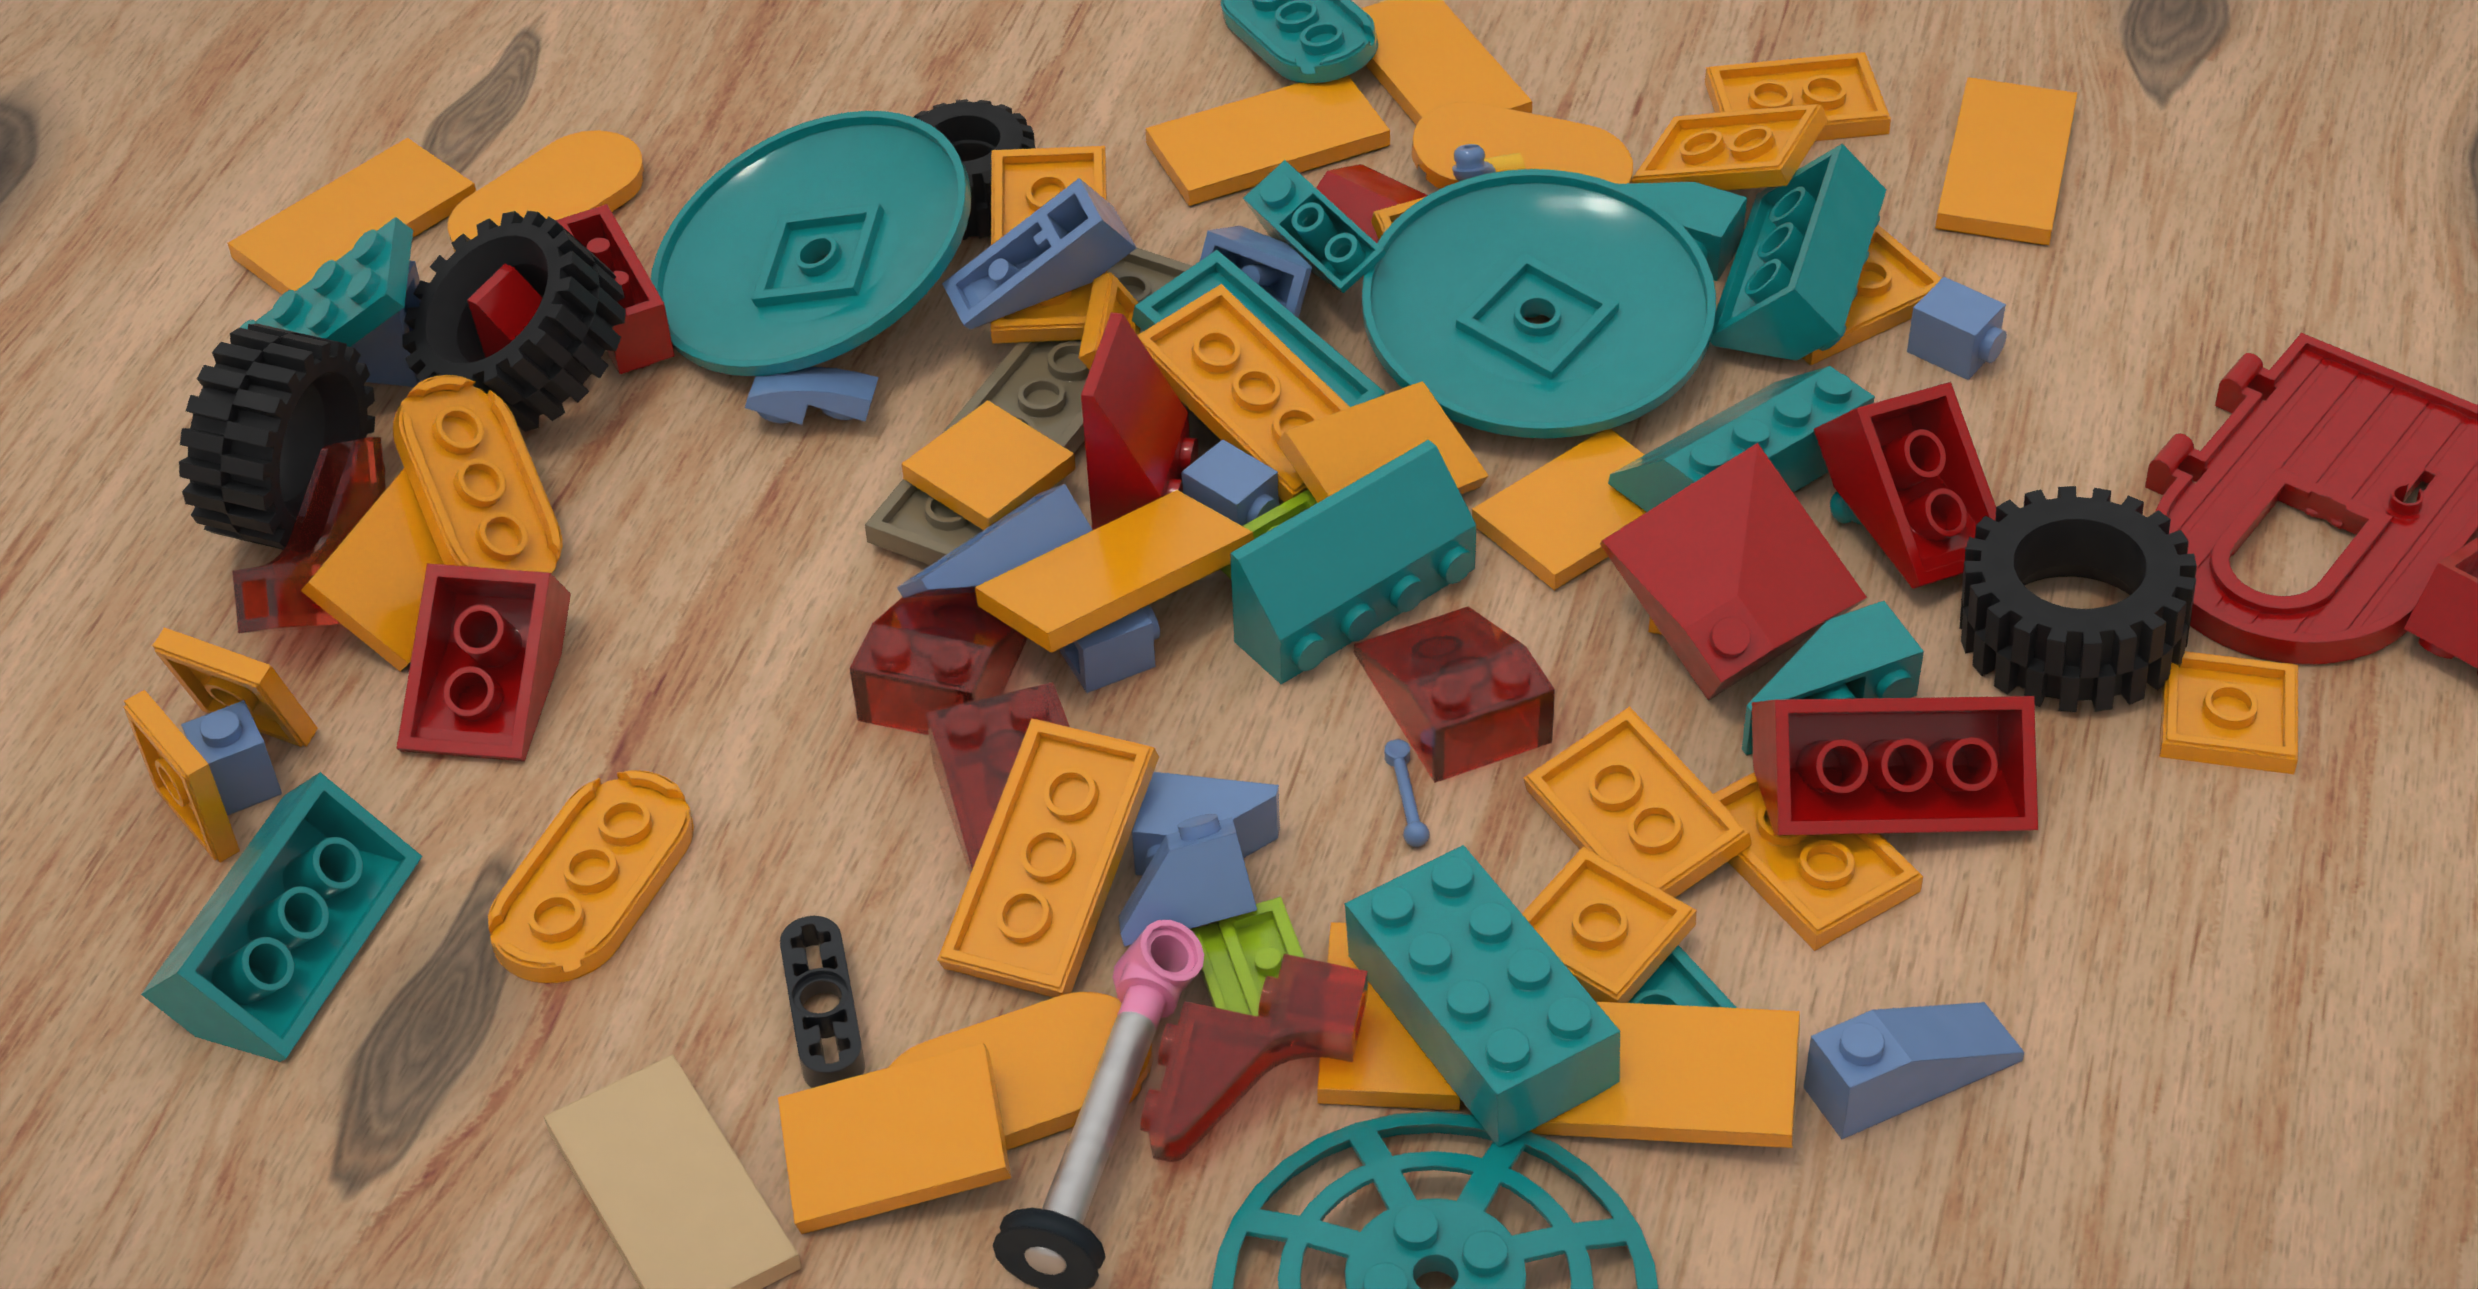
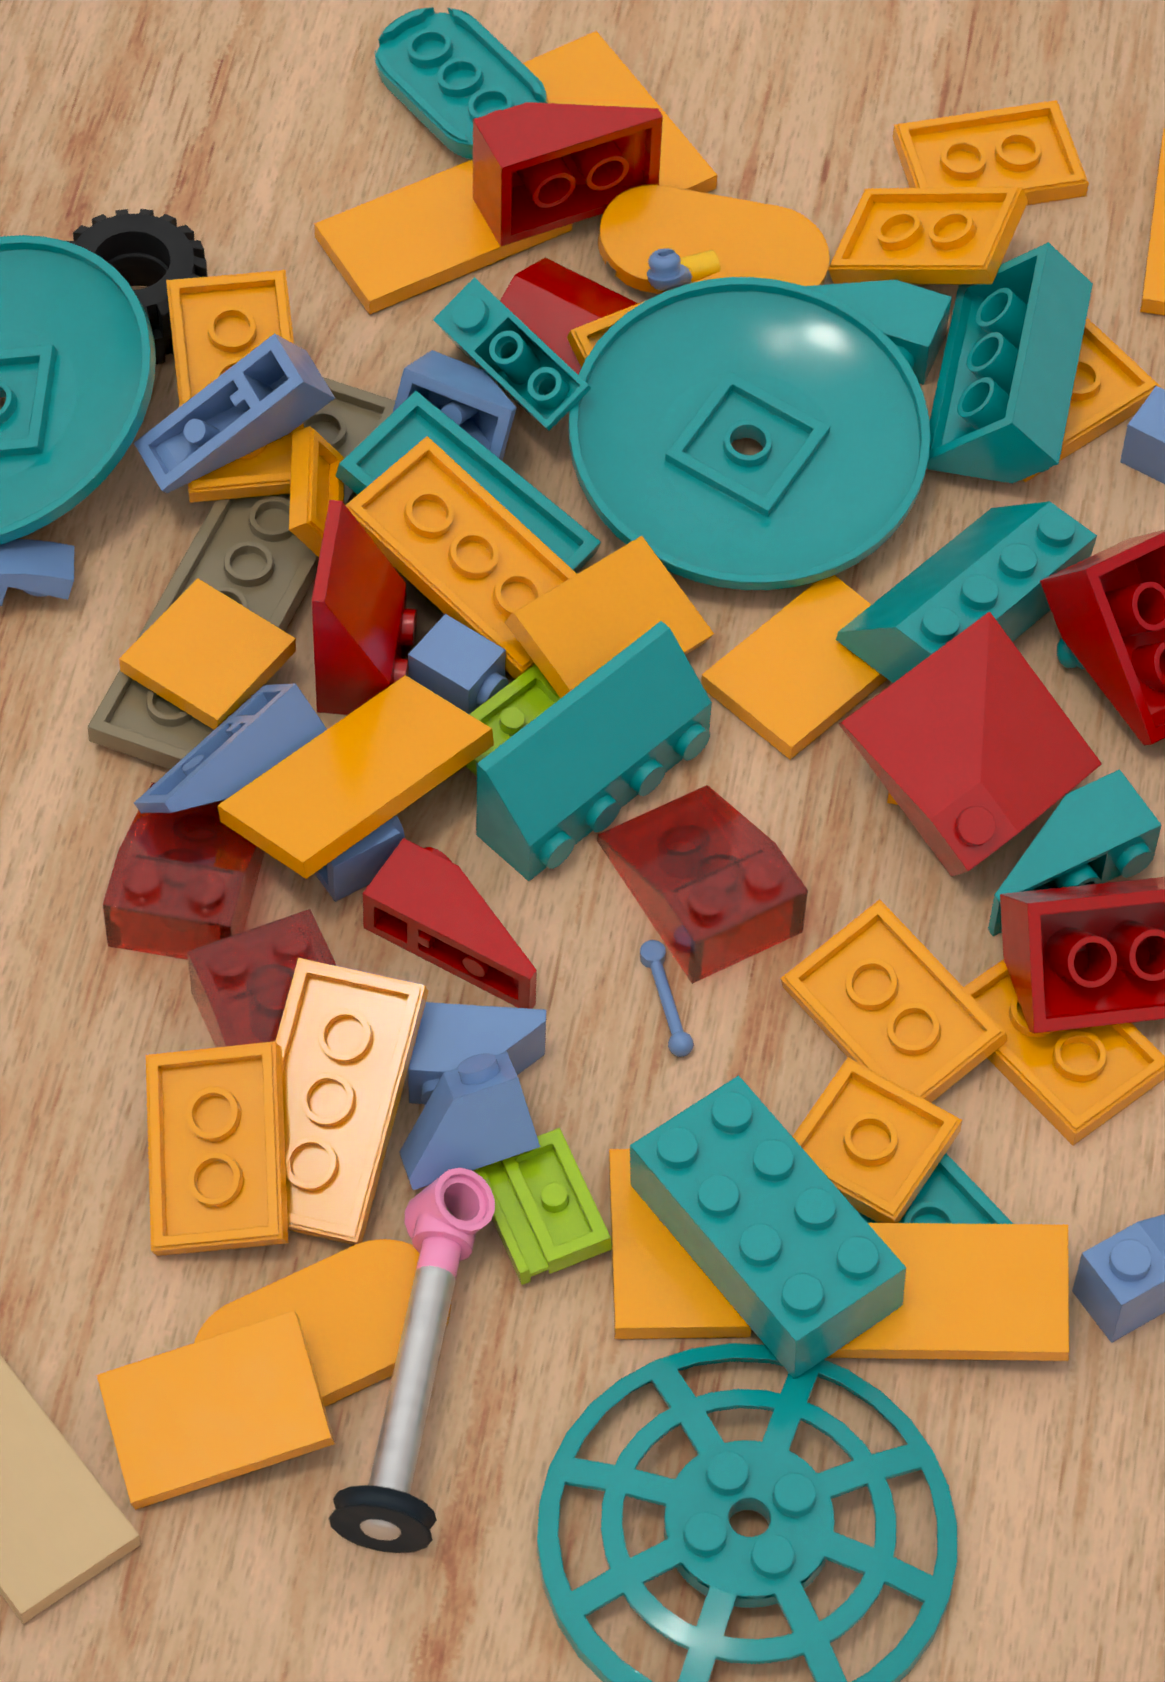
camera: 10 degrees left, 10 degrees up
(806, 983) = (115, 1292): black beam -> none
(930, 896) = (216, 1149): none -> light orange tile
(1185, 704) = (440, 916): none -> red slope
(1223, 1053) = (522, 1303): clear red arch -> none
(1379, 73) = (559, 163): none -> red slope

